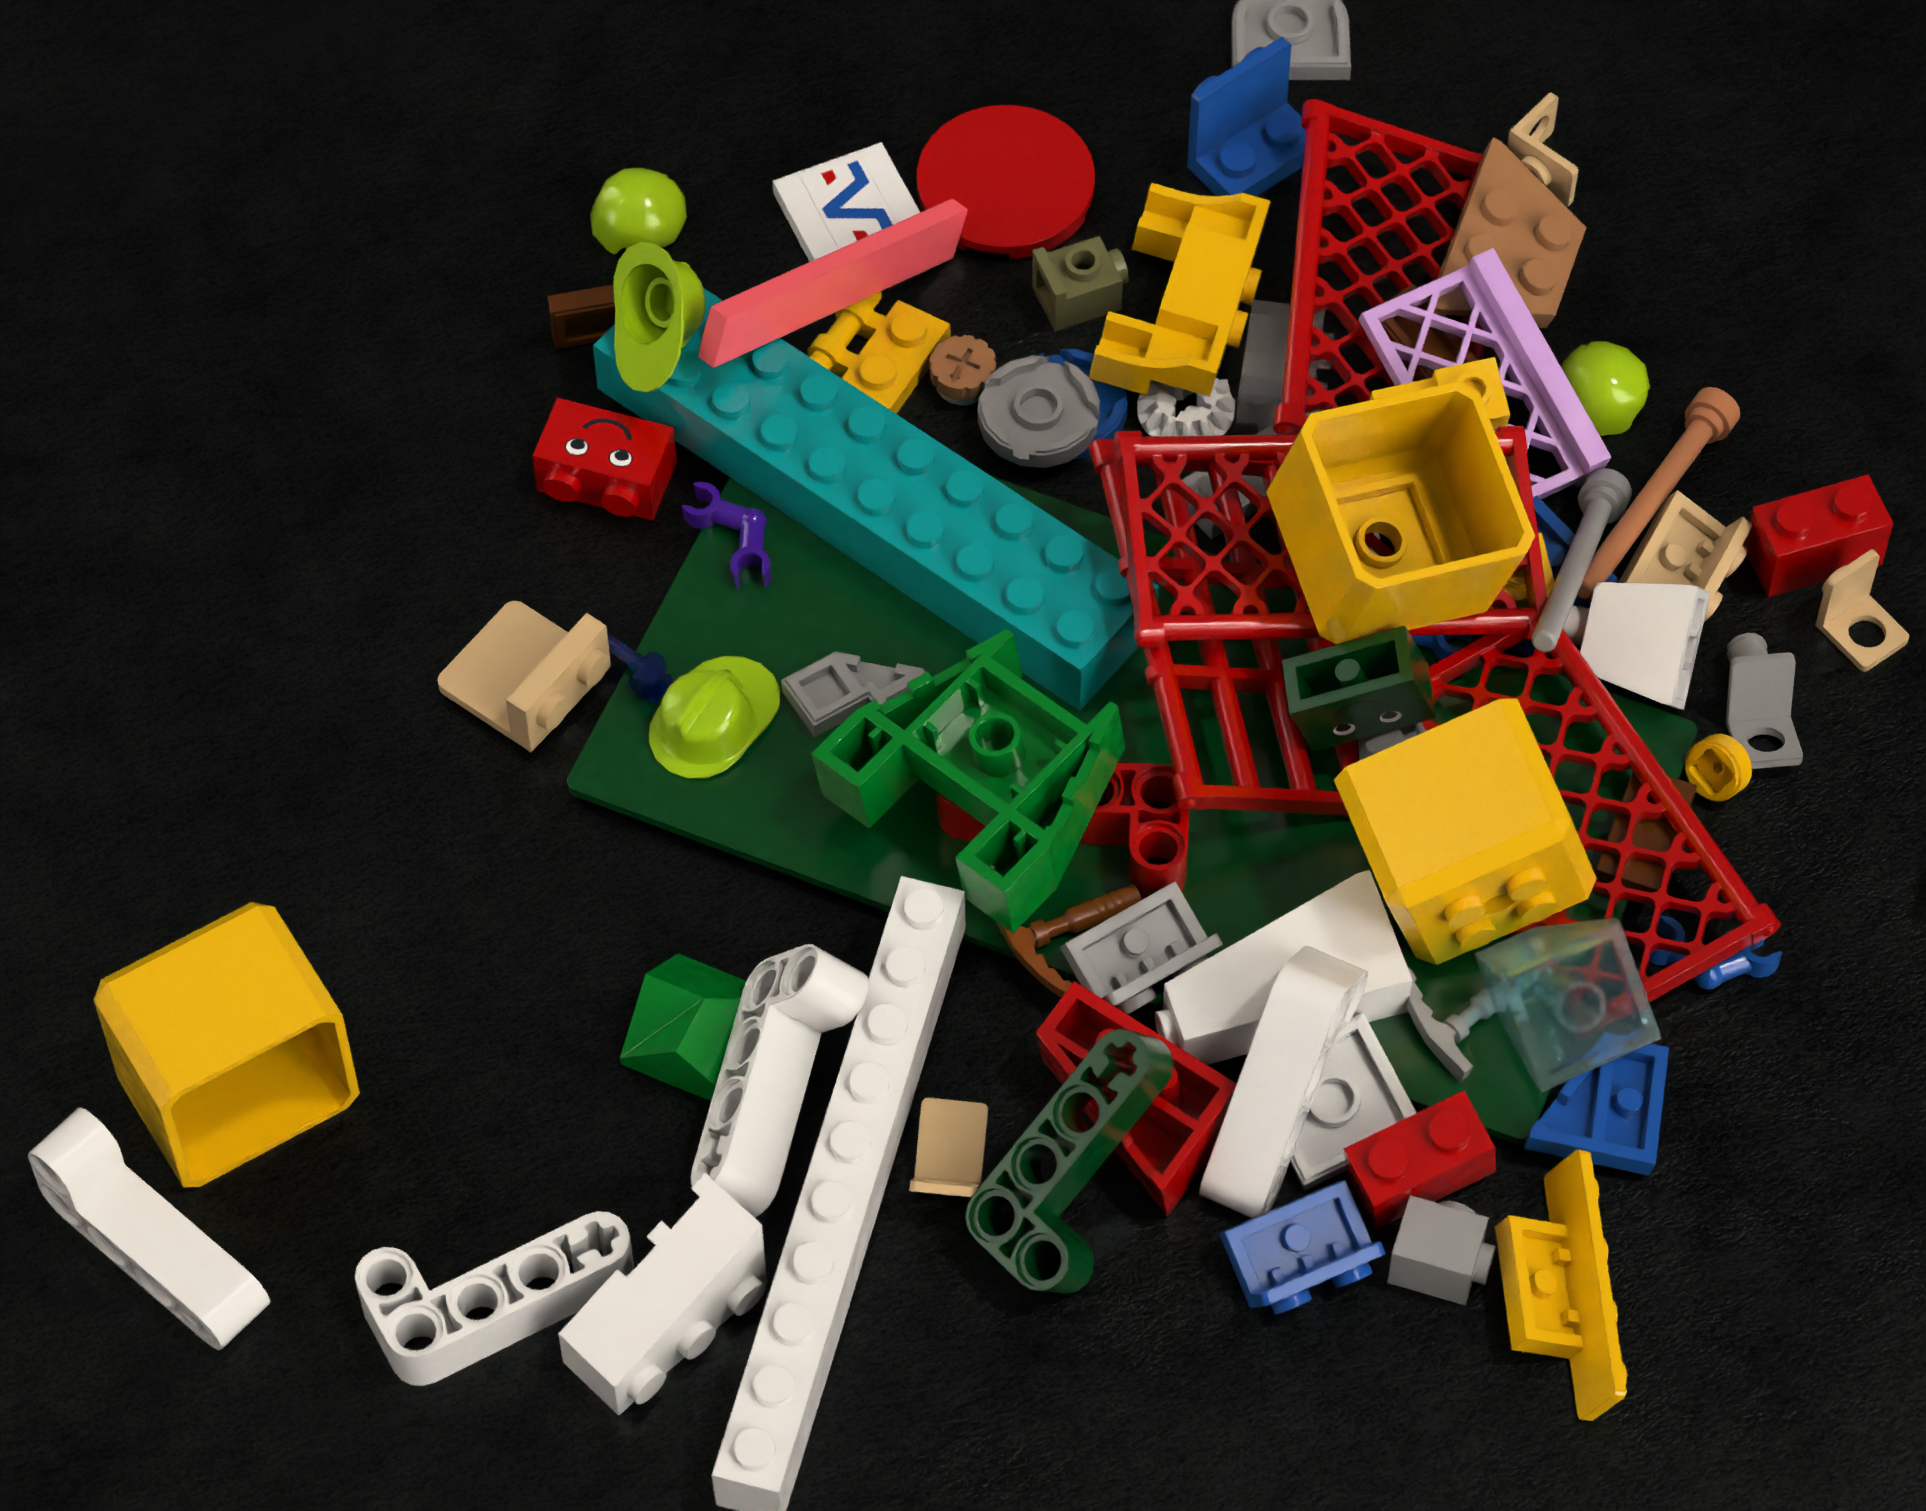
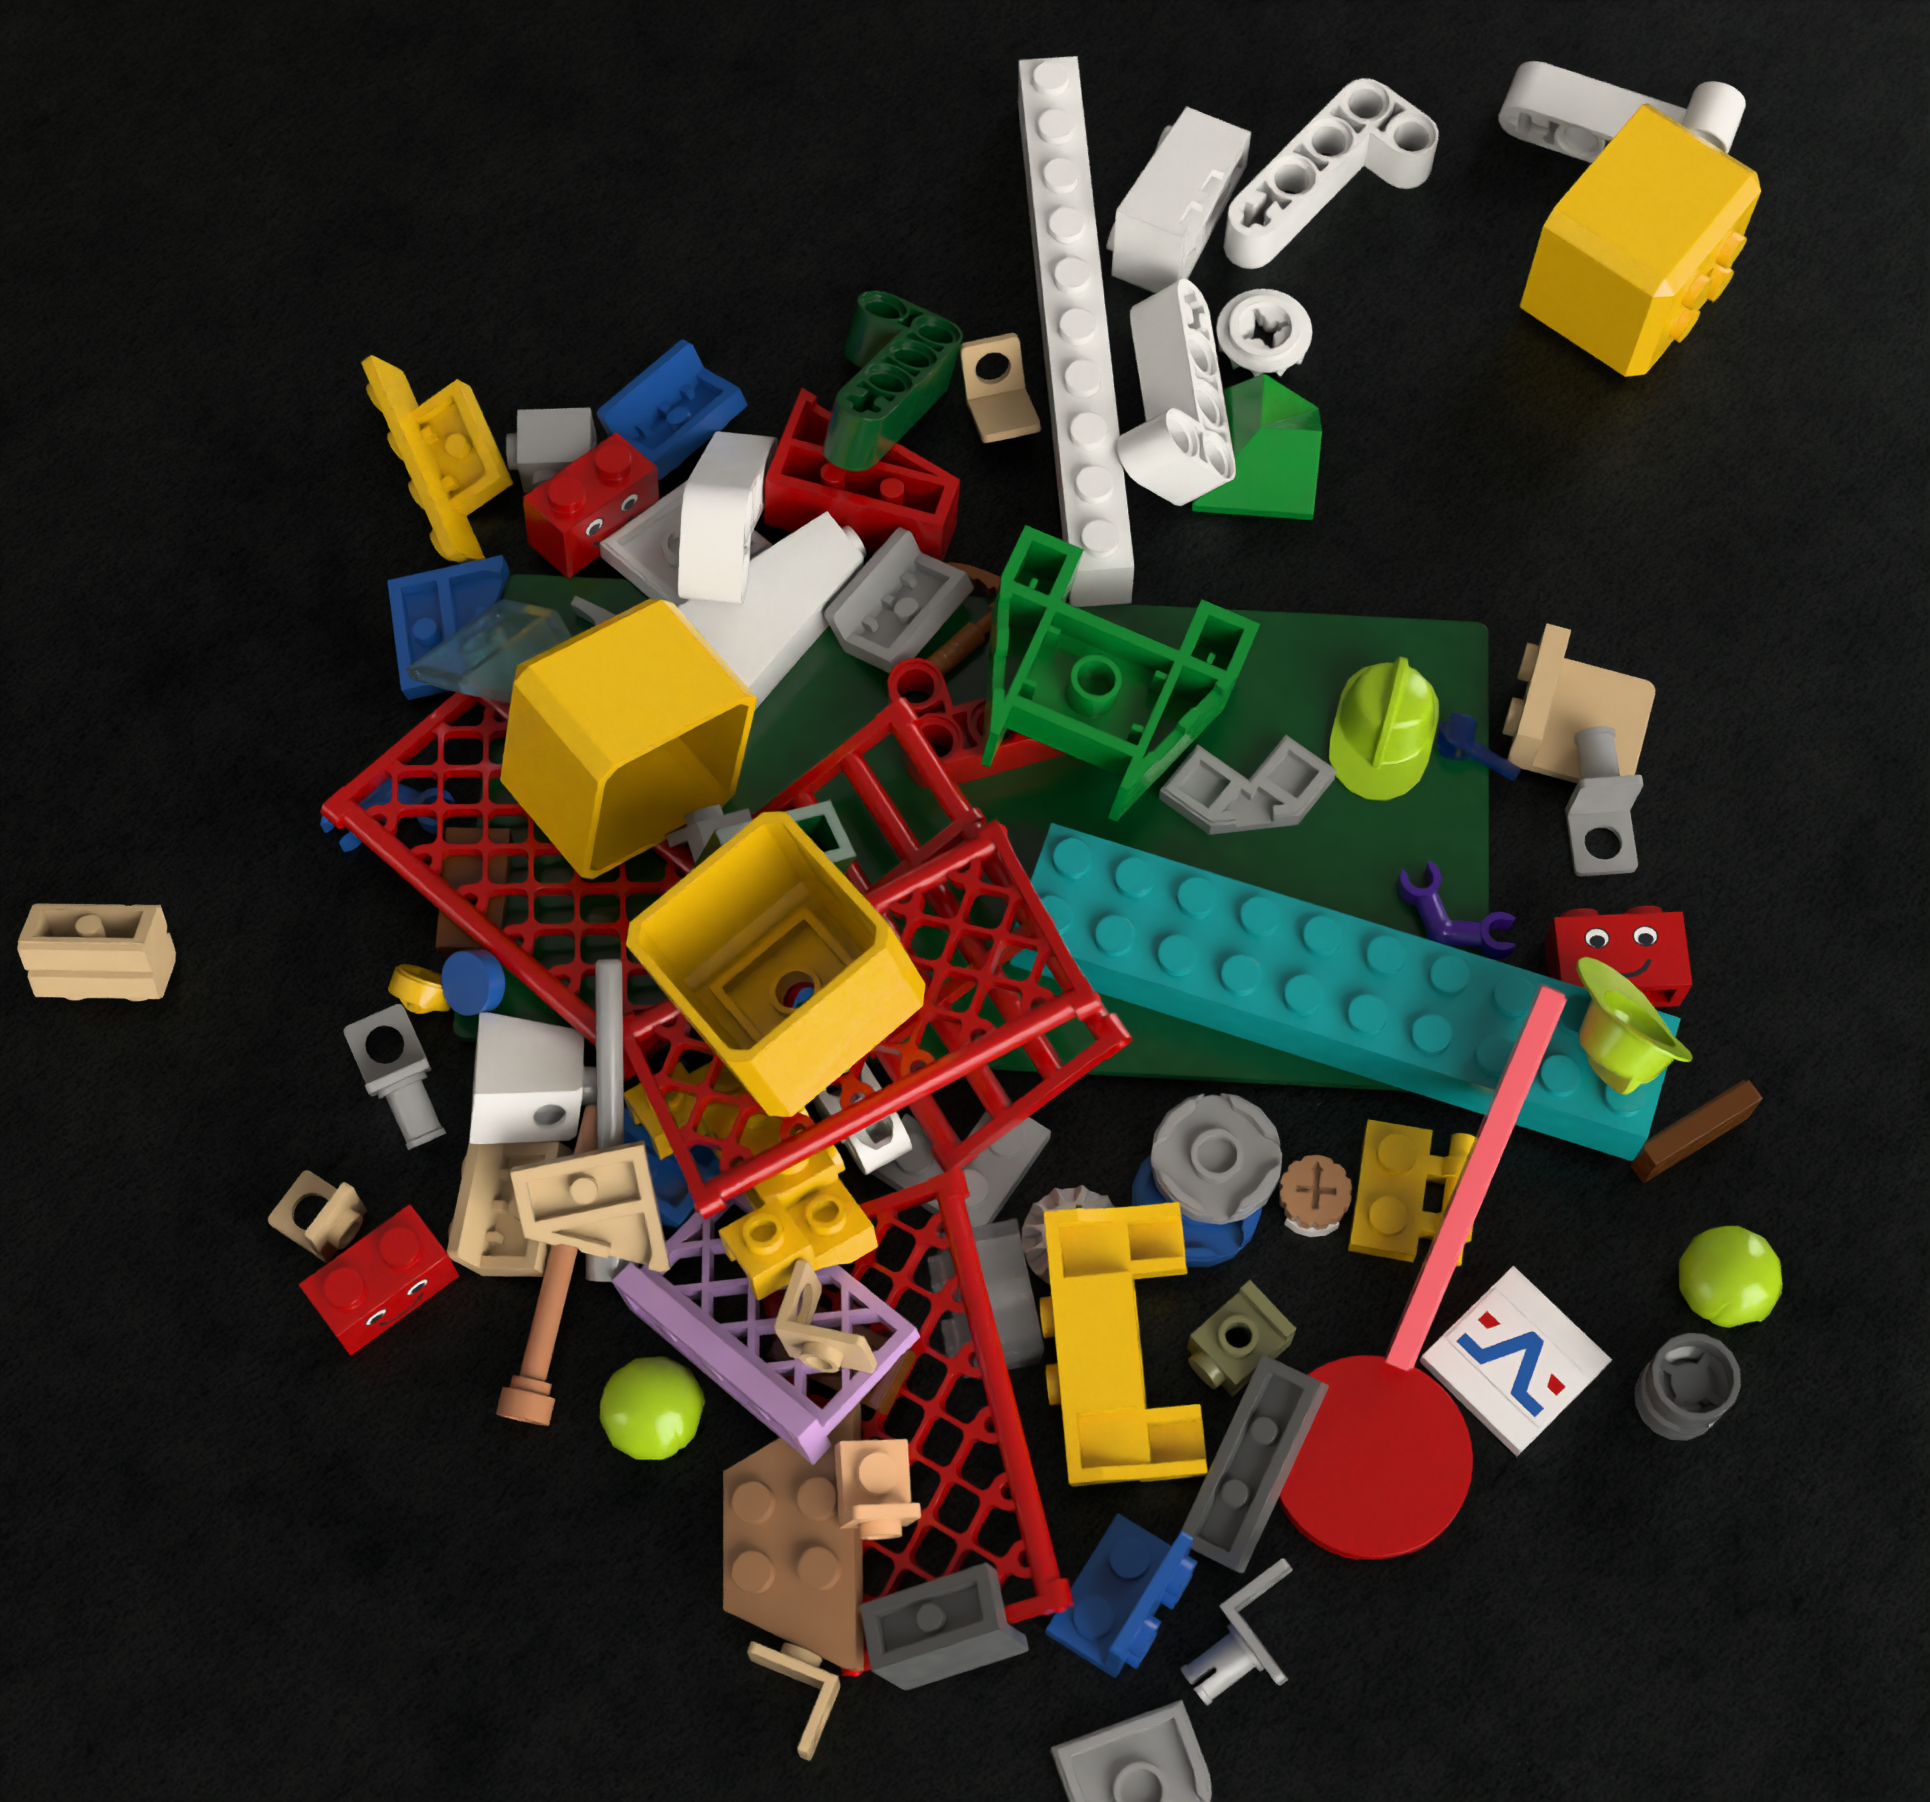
camera: 160 degrees right, 10 degrees up
(545, 587) = (1601, 801): none -> light grey bracket
(617, 1132) = (1275, 313): none -> white gear
(725, 131) = (1687, 1386): none -> dark grey wheel
(1107, 183) = (1253, 1463): none -> dark grey plate
(1164, 84) = (1239, 1649): none -> light grey bracket
(1418, 135) = (940, 1628): none -> dark grey panel
(1436, 227) = (874, 1487): none -> light nougat bracket
(1450, 307) = (814, 1345): none -> tan bracket
(1614, 501) = (594, 1202): none -> tan wing
(1669, 731) = (473, 982): none -> blue tile

